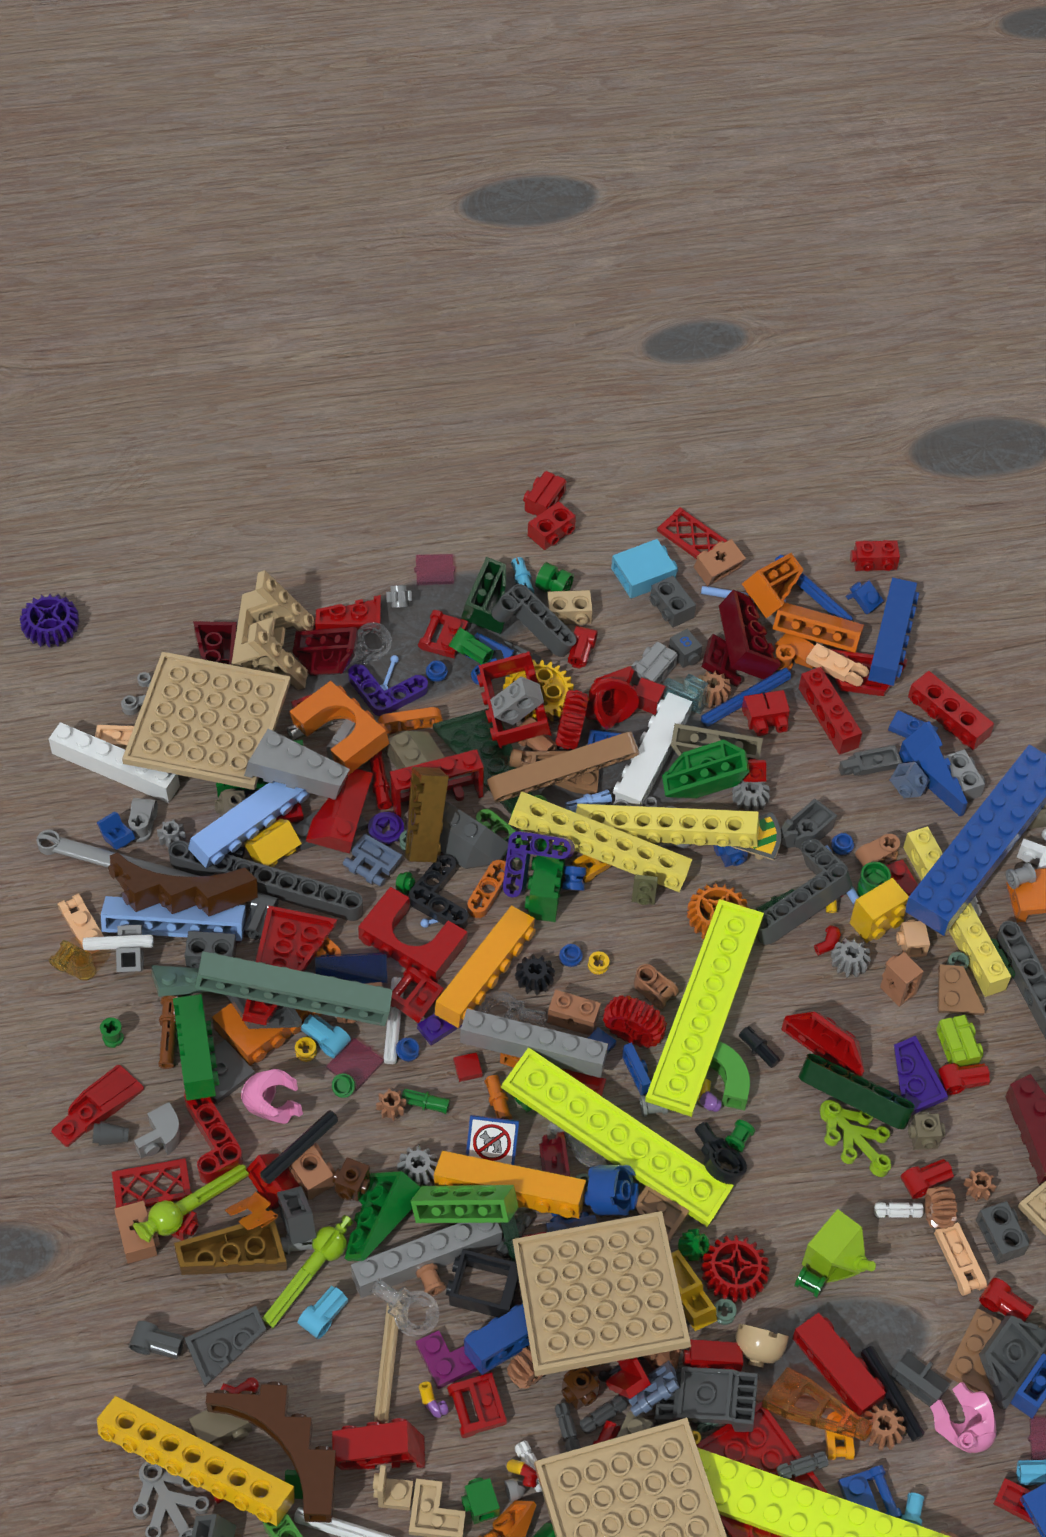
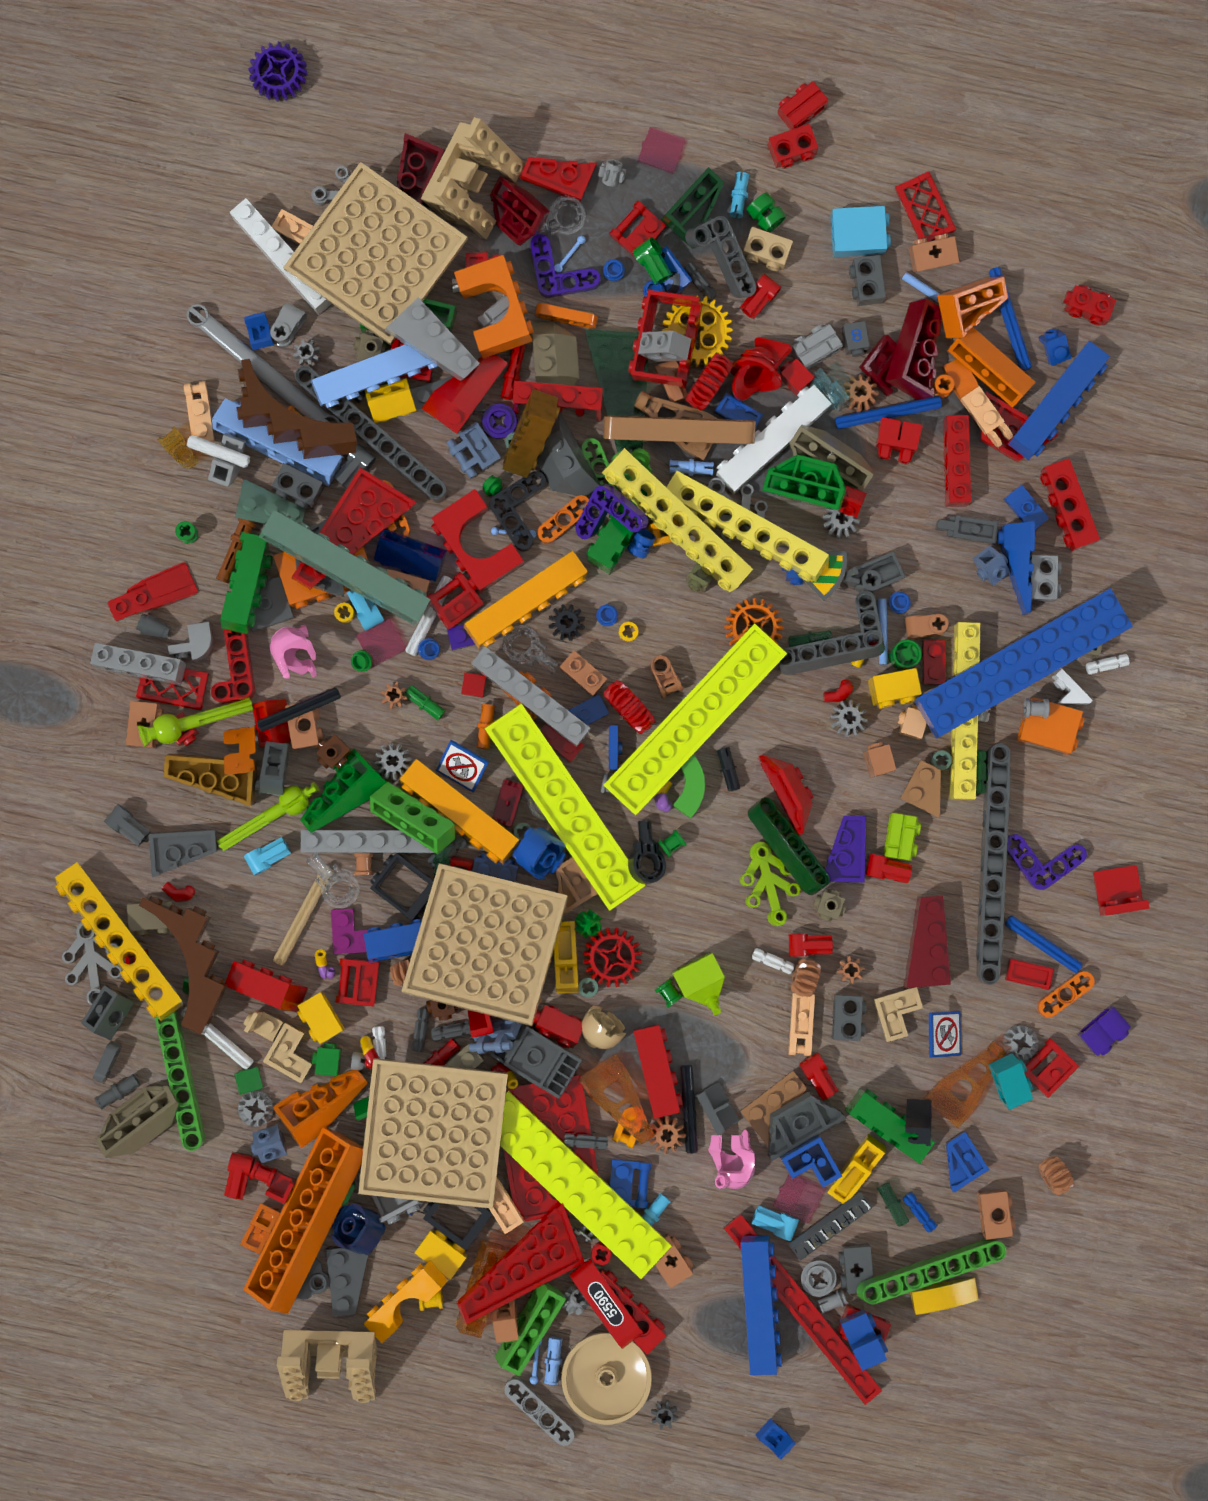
camera: 25 degrees right, 30 degrees up
(107, 1172) = (138, 664): none -> light grey brick
(453, 1455) = (320, 1018): none -> yellow brick

